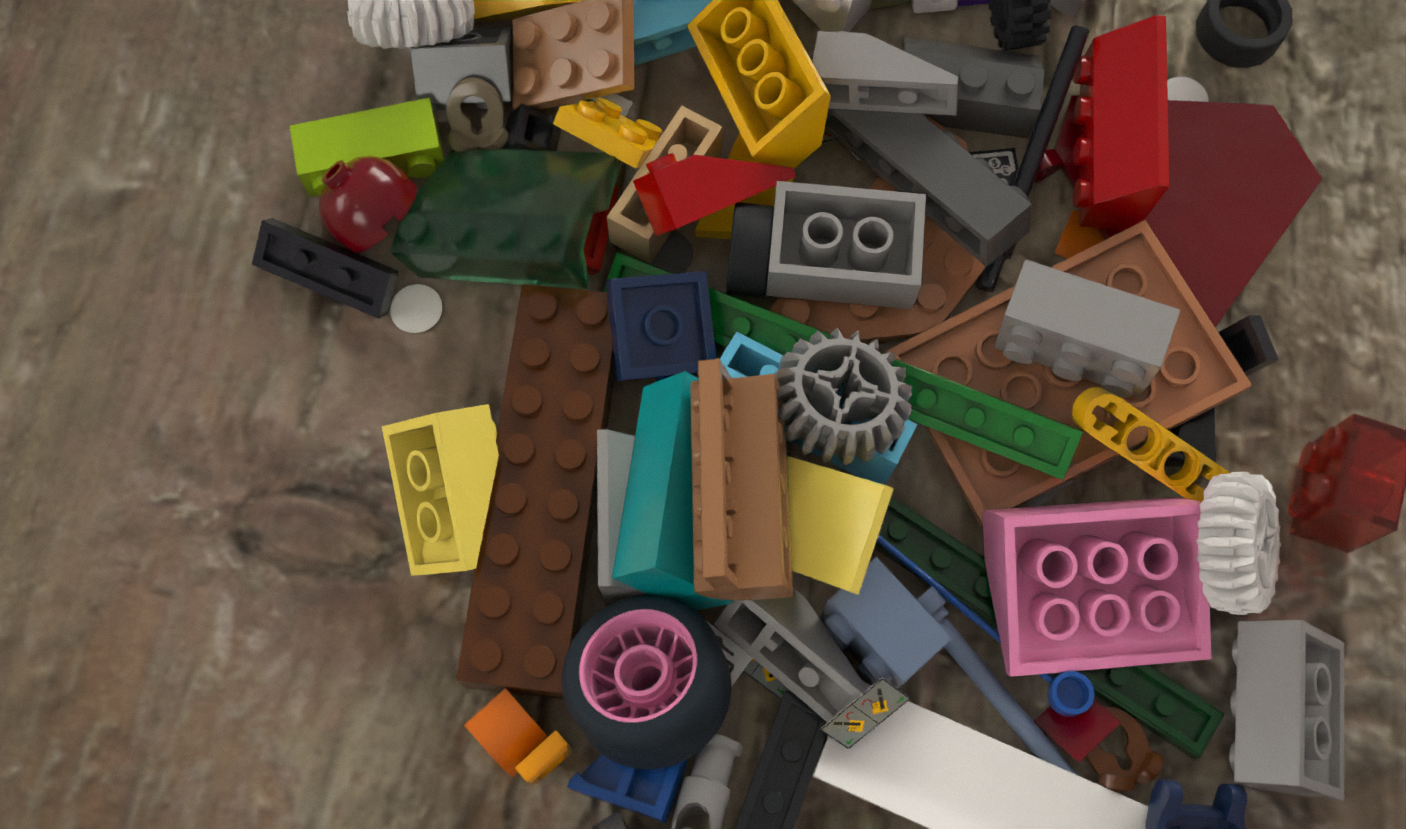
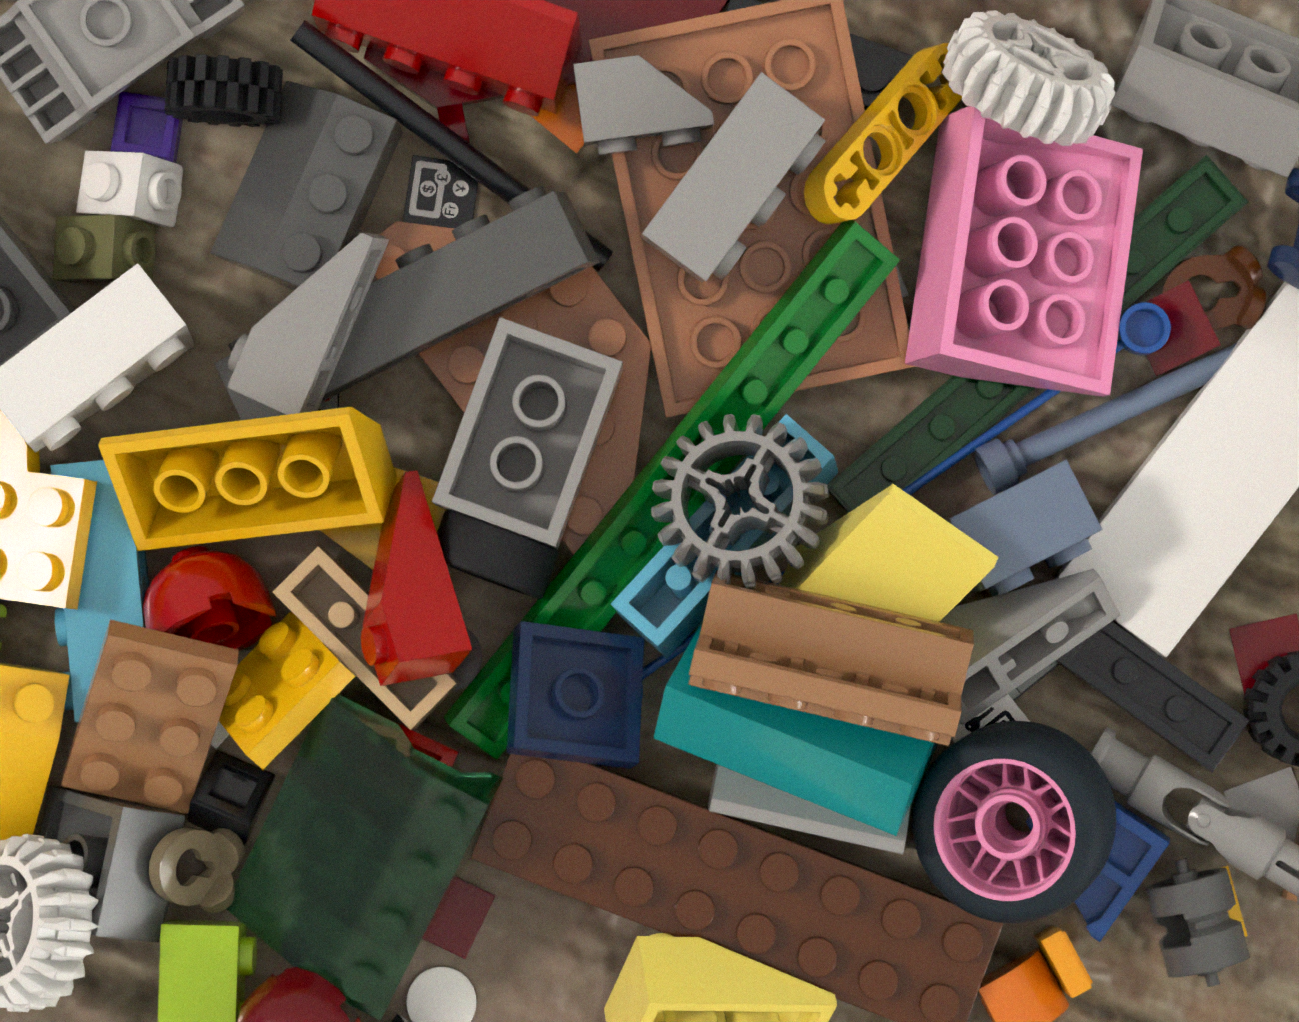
camera: 75 degrees left, 15 degrees up
(482, 302) = (459, 917): none -> dark red sticker
(663, 78) = (209, 599): none -> red cylinder
(865, 713) = (1116, 579): light grey sticker -> none
(1110, 245) = (632, 101): none -> light grey slope

